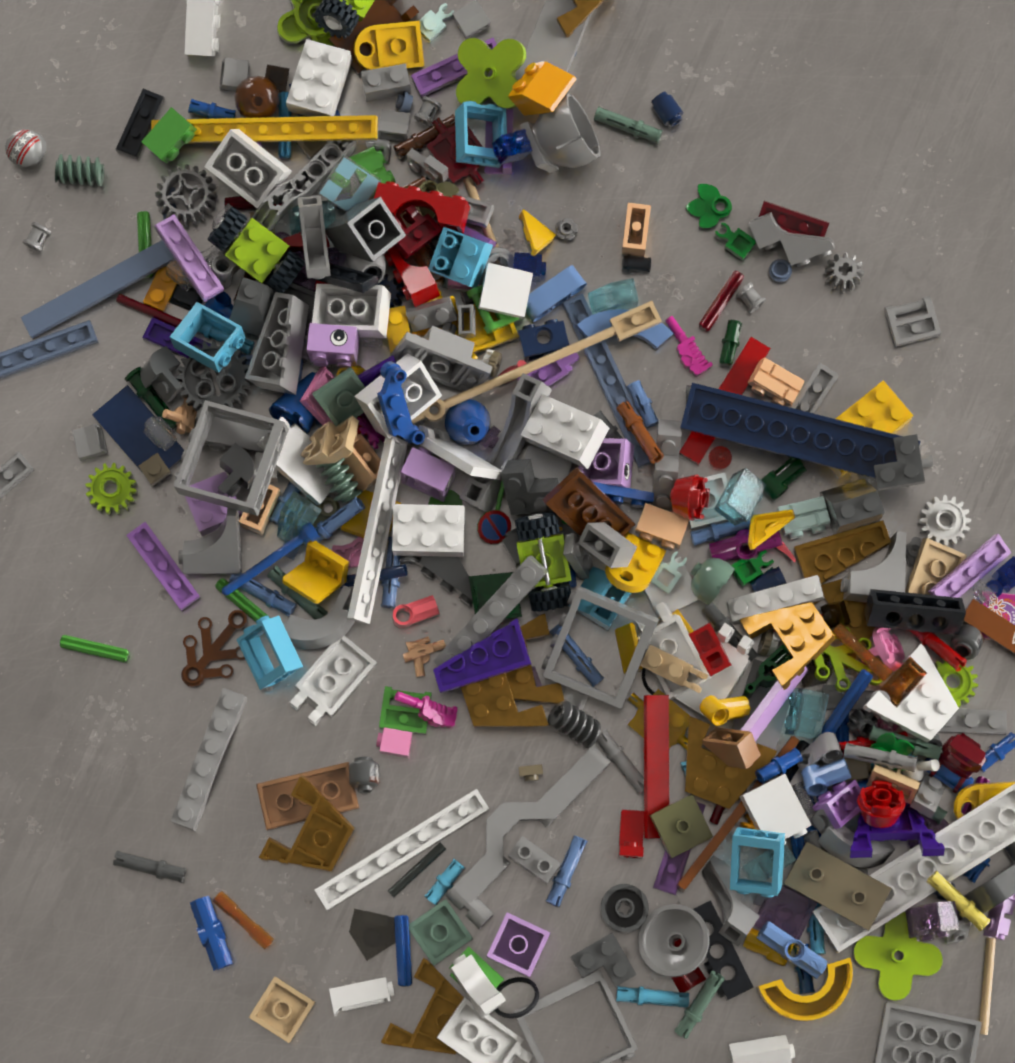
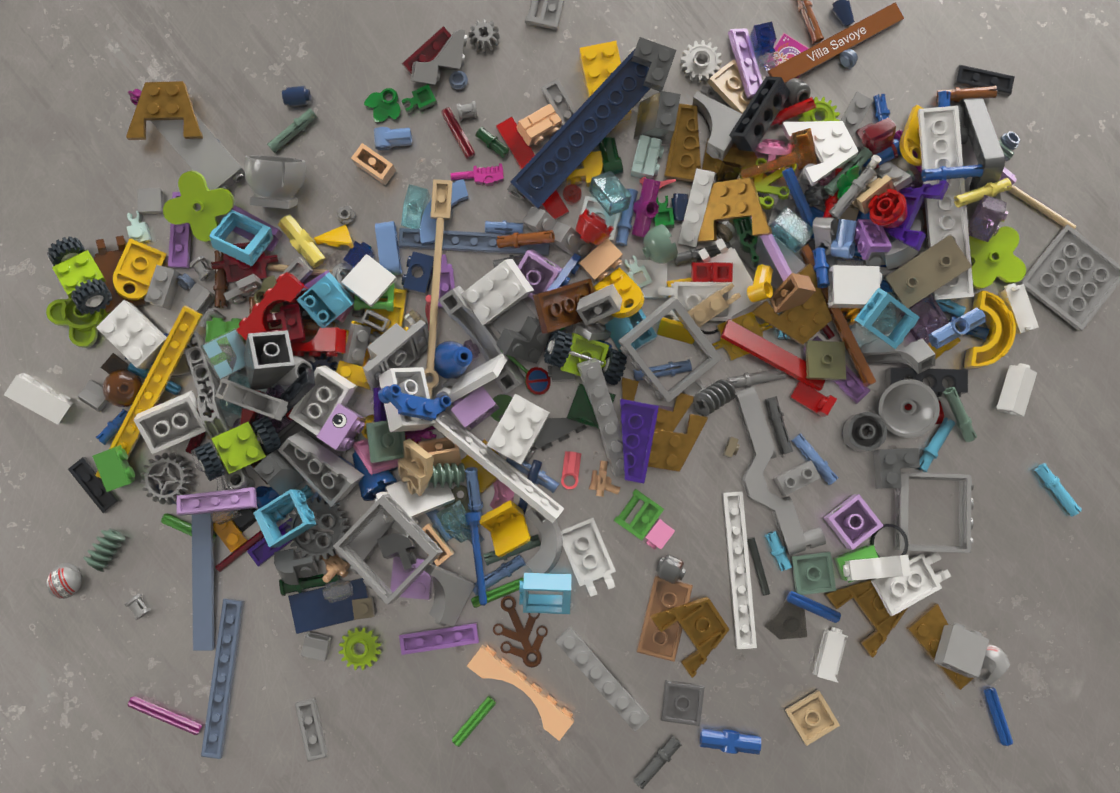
camera: 60 degrees left, 5 degrees up
(141, 728) = (488, 665): none -> light nougat arch
(226, 861) = (682, 703): none -> flat silver tile
(254, 930) = (721, 716): clear orange piece -> none
(430, 711) = (653, 494): dark pink piece -> none
(512, 147) = (263, 218): clear blue brick -> none
(512, 198) = (301, 241): none -> light yellow piece
(540, 88) = (230, 174): light orange slope -> none
(579, 816) = (776, 417): none -> dark grey pin
(636, 263) = (398, 178): black pin -> none
(673, 228) = (387, 138): none -> medium blue piece
(759, 463) = (591, 167): none -> yellow brick
(765, 525) = (642, 185): yellow tile -> none
(854, 1013) = (1020, 306): none -> white brick
(961, 854) = (943, 173): none -> blue pin

